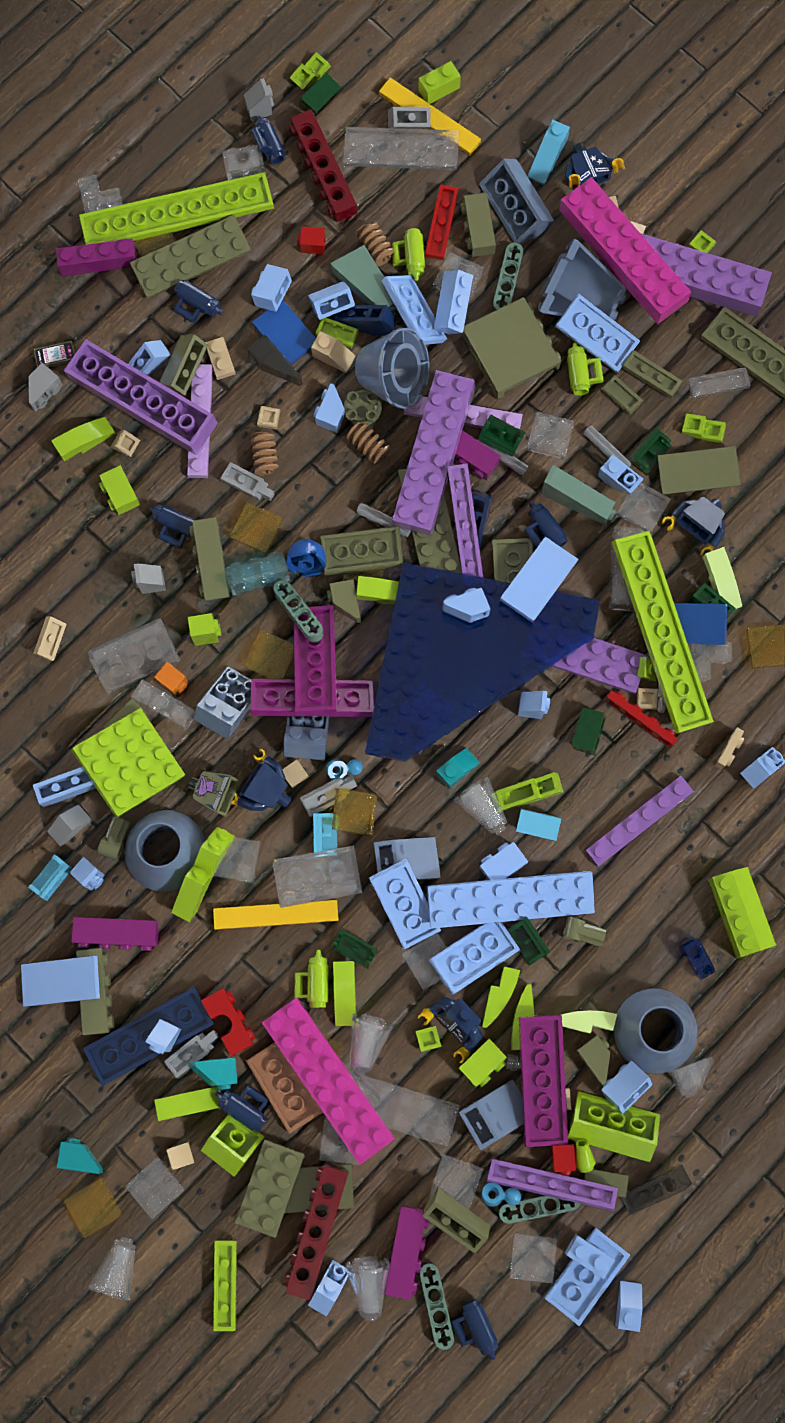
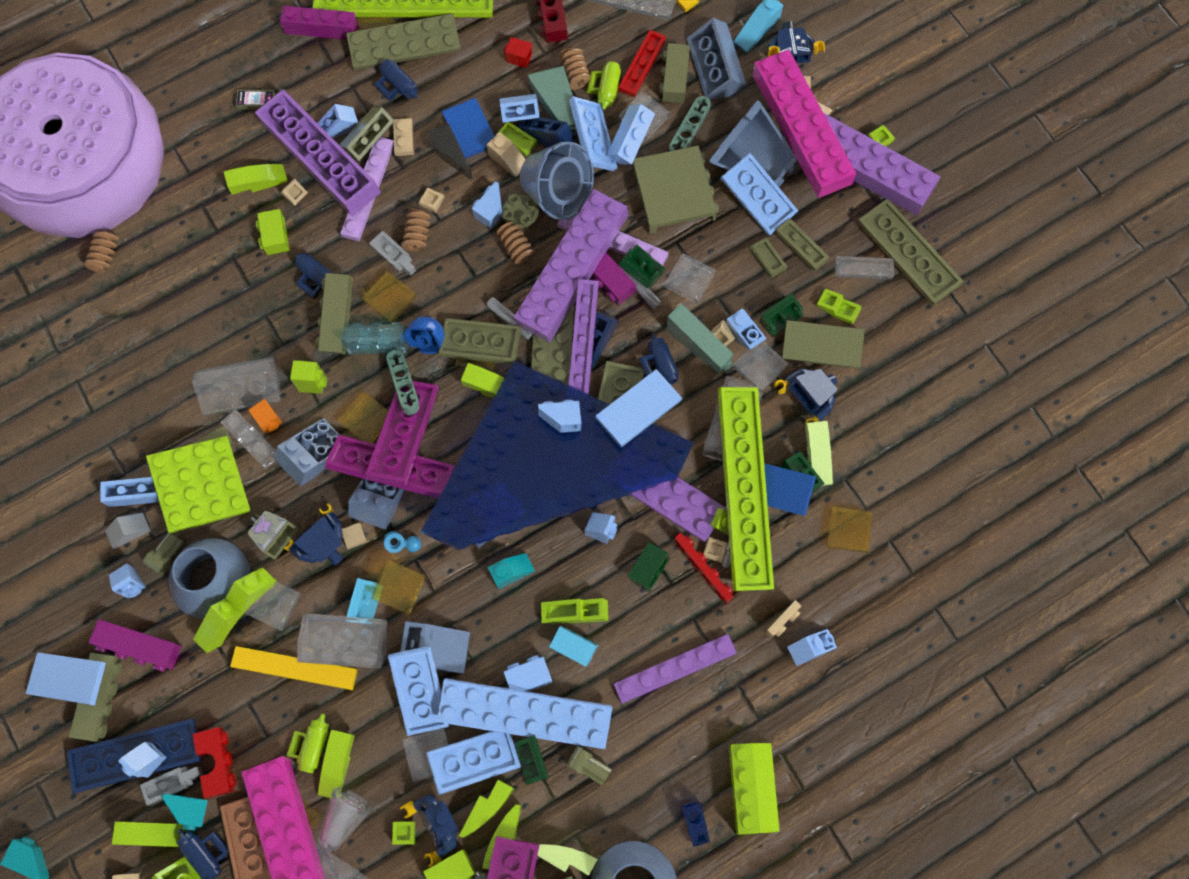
camera: 15 degrees right, 5 degrees down
(42, 386) = (233, 124): light grey slope -> none
(49, 638) = (165, 351): tan plate -> none
(50, 877) = (92, 576): medium azure hinge -> none
(148, 578) = (272, 317): light grey slope -> none
(271, 287) = (467, 84): light blue brick -> none
(325, 795) = (373, 565): light grey hinge -> none
(345, 599) = (450, 383): olive slope -> none
(354, 948) = (359, 721): dark green hinge -> none
(483, 806) = (524, 614): clear cone -> none
(579, 372) = (732, 225): lime piece -> none
(598, 483) = (723, 333): none -> tan slope
(604, 445) = (739, 299): light grey axle -> none
(706, 654) = (783, 521): clear plate -> none

